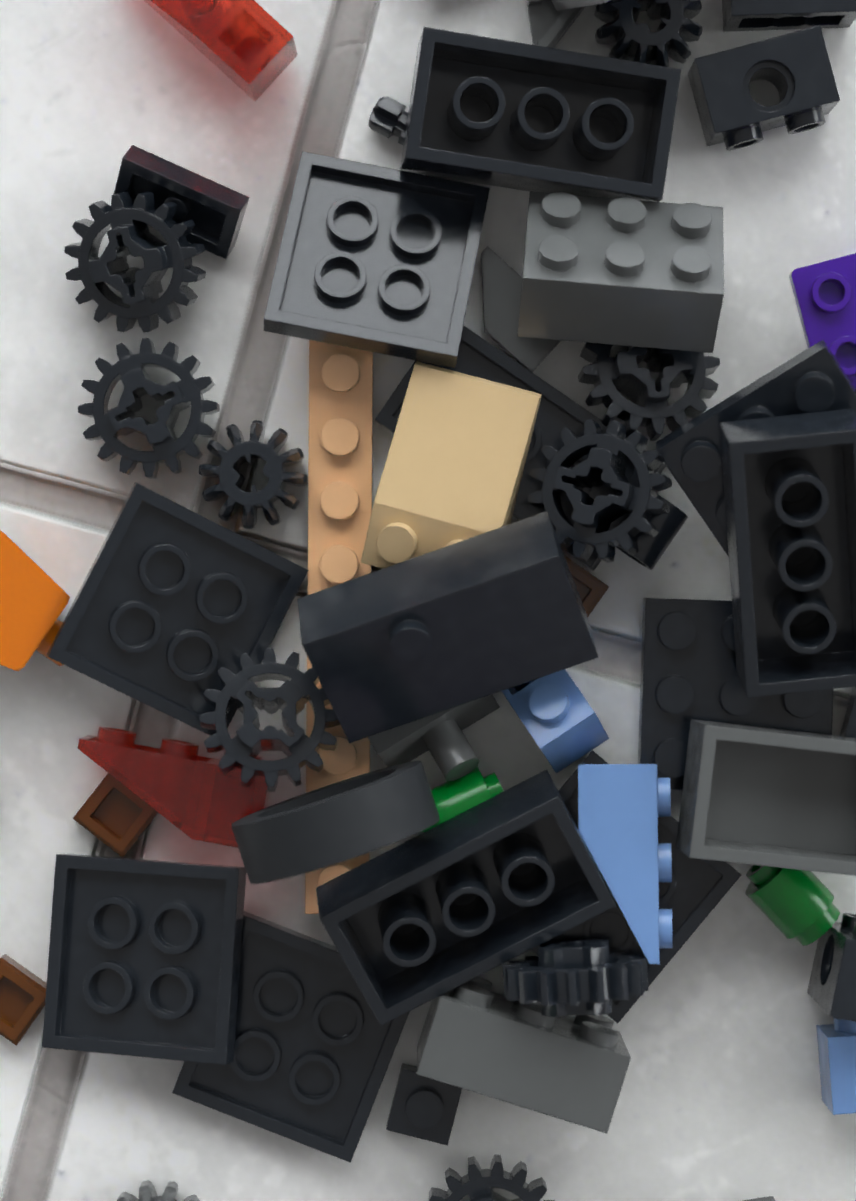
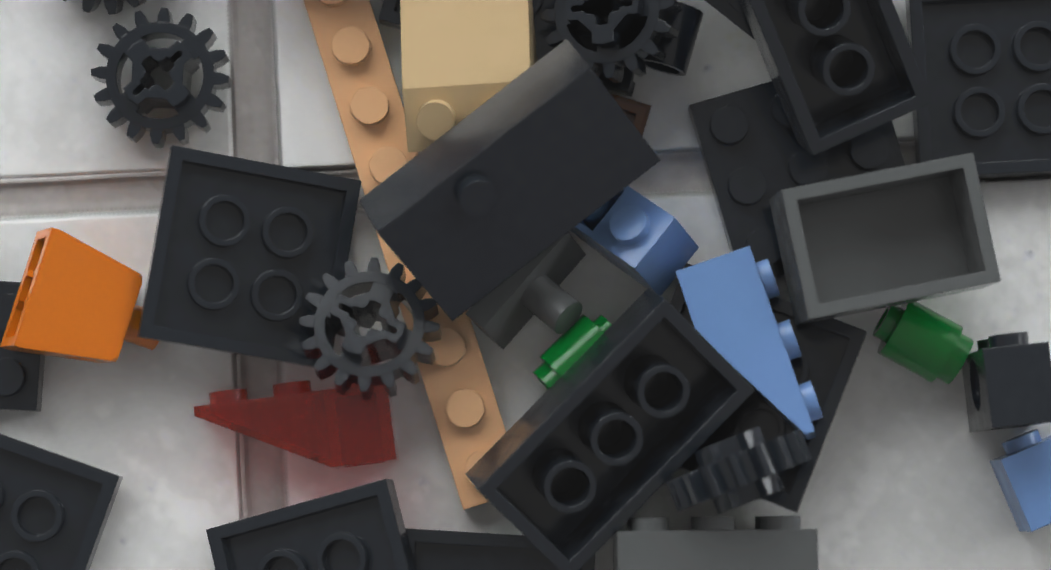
camera: 20 degrees left, 5 degrees down
(115, 815) = (253, 472): reddish brown tile -> none
(232, 480) = (259, 119): black gear -> none
(335, 823) = (462, 394): black tyre -> none

